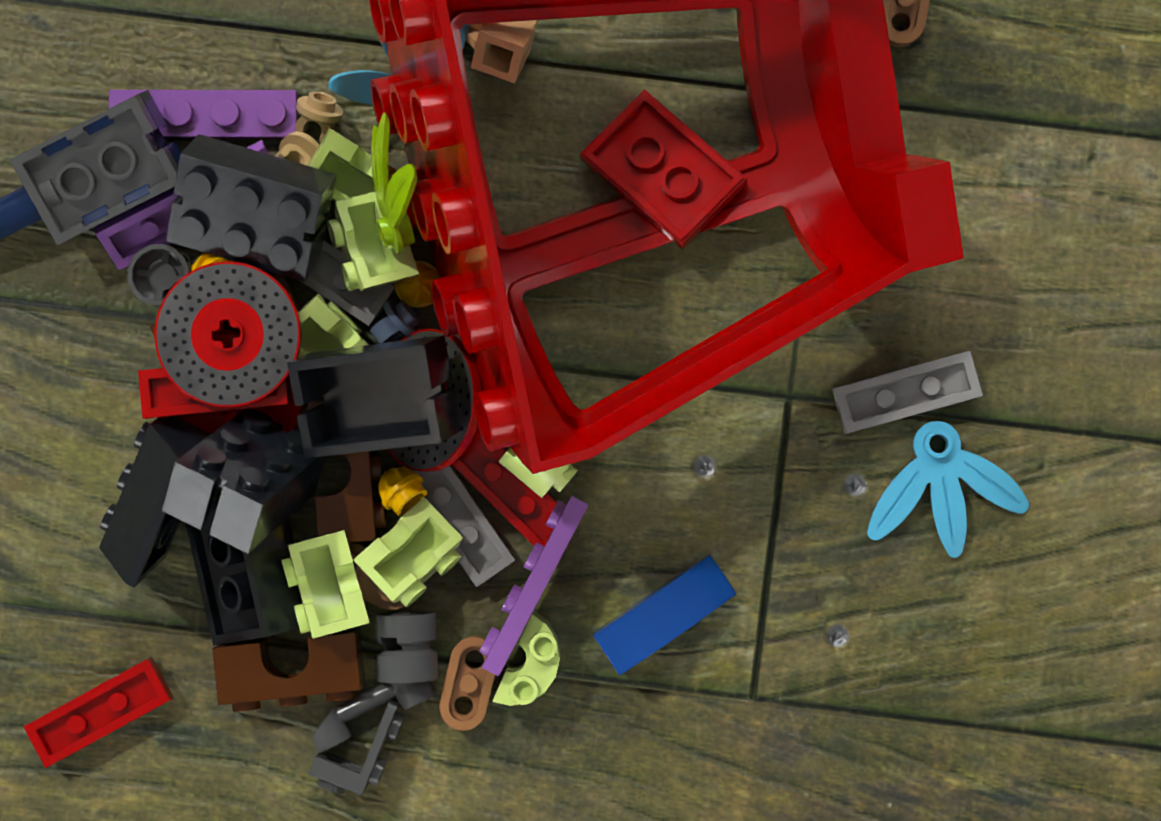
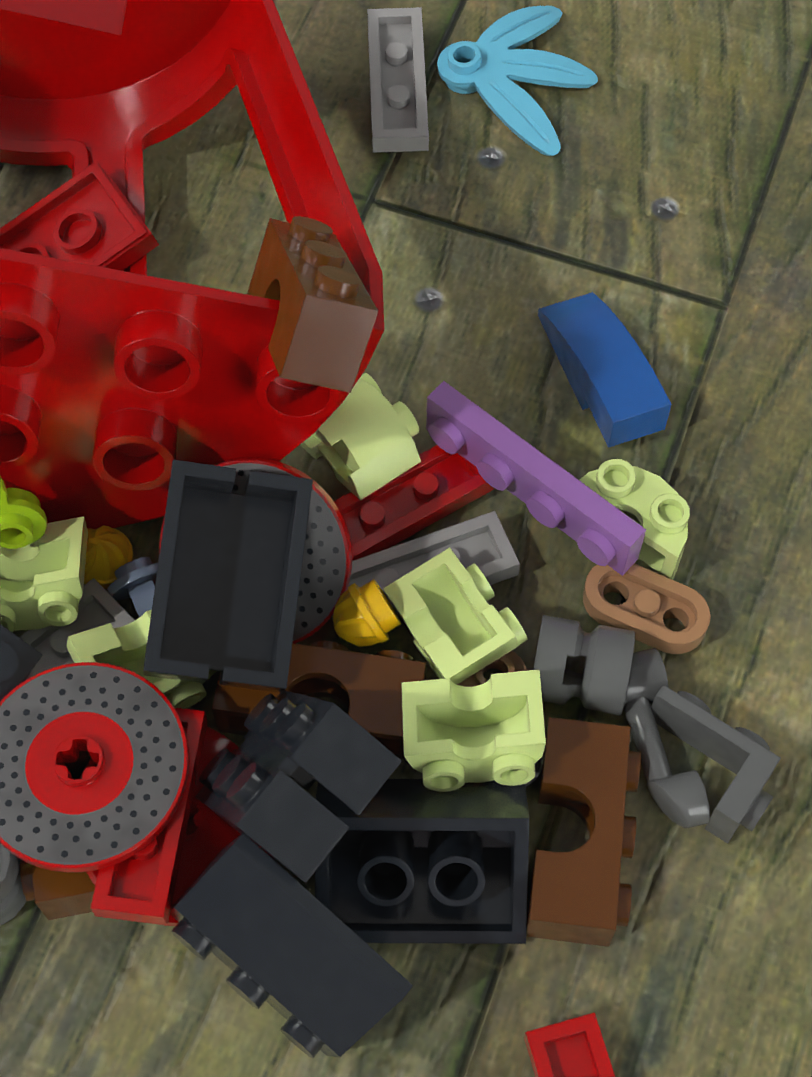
camera: 80 degrees left, 25 degrees down
(505, 436) = (322, 305): none -> reddish brown arch

